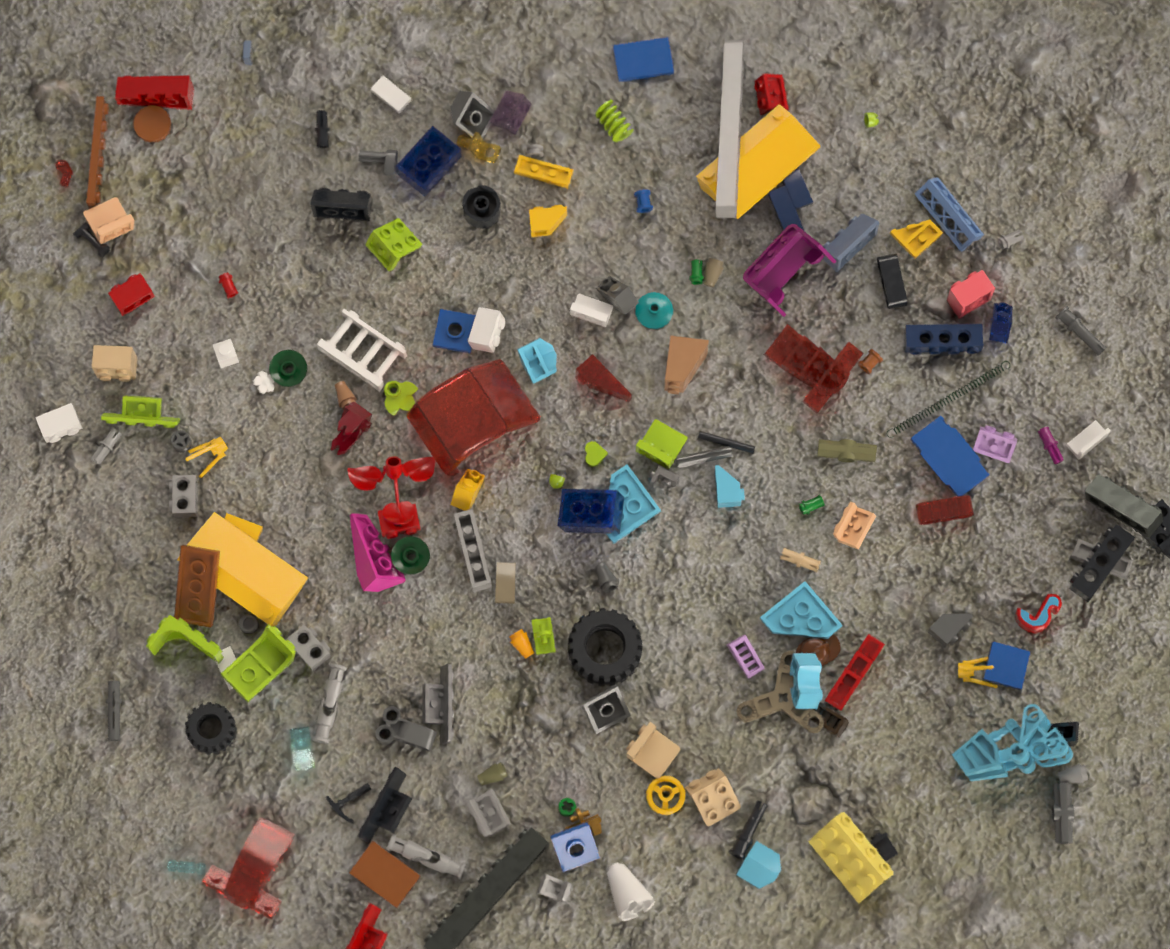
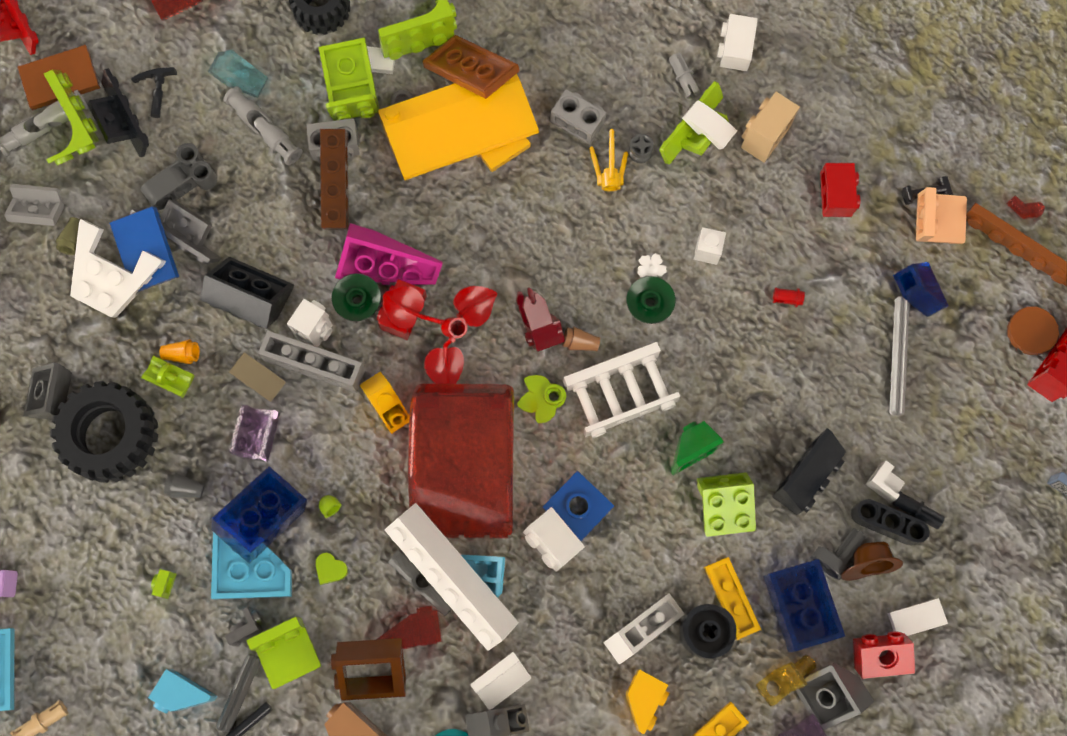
camera: 120 degrees right, 0 degrees up
(137, 402) = (710, 123): none -> white slope
(169, 205) = (921, 288): none -> clear blue slope
(223, 195) = (899, 356): none -> light grey axle
(316, 158) = (885, 482): none -> white panel
(339, 619) = (334, 179): none -> reddish brown brick
(341, 133) = (902, 522): none -> black beam
(371, 139) = (871, 560): none -> reddish brown piece
(371, 281) = (694, 445): none -> green slope
(420, 813) = (82, 127): none -> lime bracket
(428, 100) = (897, 660): none -> brick
(448, 566) = (310, 323): none -> white brick
(449, 208) = (732, 596): none -> yellow tile
(453, 628) = (246, 292): none -> black slope
(470, 713) = (144, 233): none -> blue tile
(505, 245) = (644, 628): none -> white slope
(509, 724) = (103, 282): none -> white wing
(542, 556) = (254, 433): none -> clear purple bracket
(549, 372) = (452, 577): none -> white brick
(562, 402) = (409, 571): none -> dark grey piece
(629, 389) = (369, 653): none -> reddish brown window
(671, 546) = (163, 583): none -> lime plate

